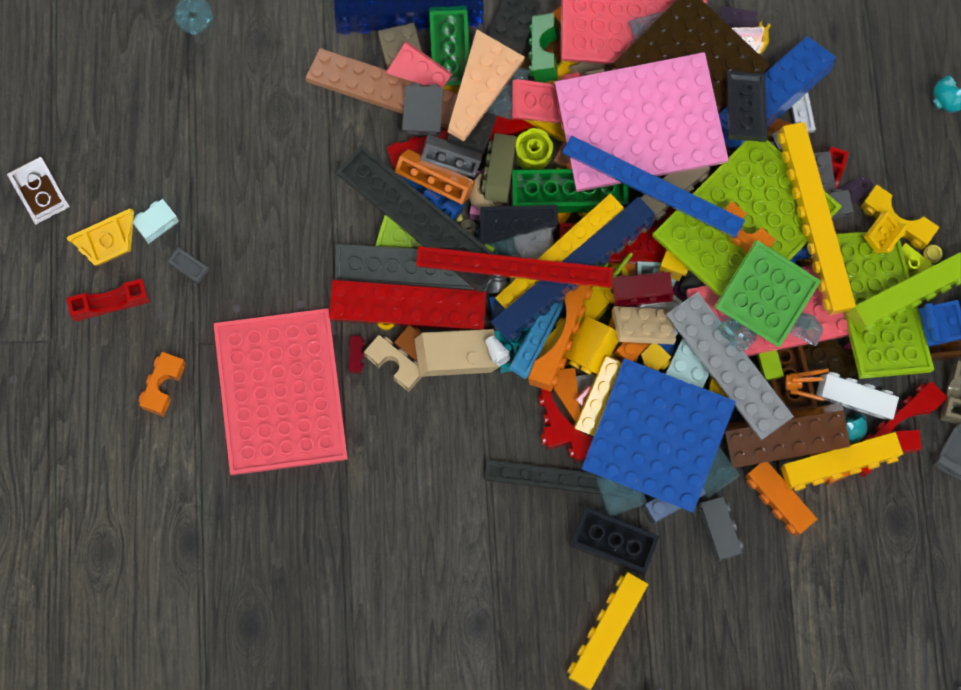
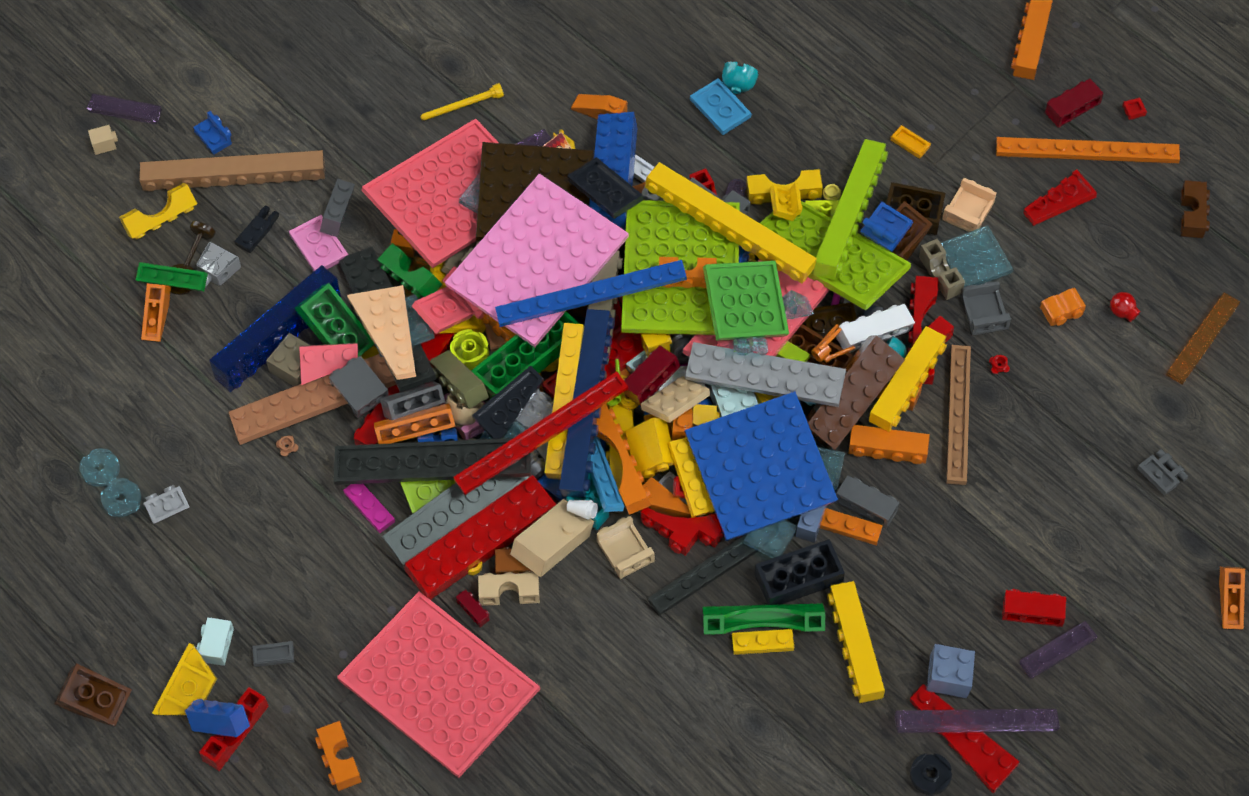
camera: 35 degrees left, 15 degrees down
(100, 283) = (217, 718): none -> blue brick
(190, 61) = (126, 506): none -> clear light blue plate
(213, 84) = (166, 504): none -> light grey bracket
(338, 106) = (286, 440): none -> nougat plate
(354, 213) = (369, 506): none -> dark pink plate
(507, 404) = (624, 547): none -> tan panel
(527, 527) = (794, 616): none -> green arch
(540, 567) = (762, 641): none -> yellow plate
(690, 537) = (851, 526): none -> orange plate
(818, 28) = (598, 104): none -> orange slope
(858, 521) = (958, 415): none -> medium nougat plate
(913, 107) = (720, 106): none -> dark azure plate
(924, 509) = (999, 359): none -> red plate

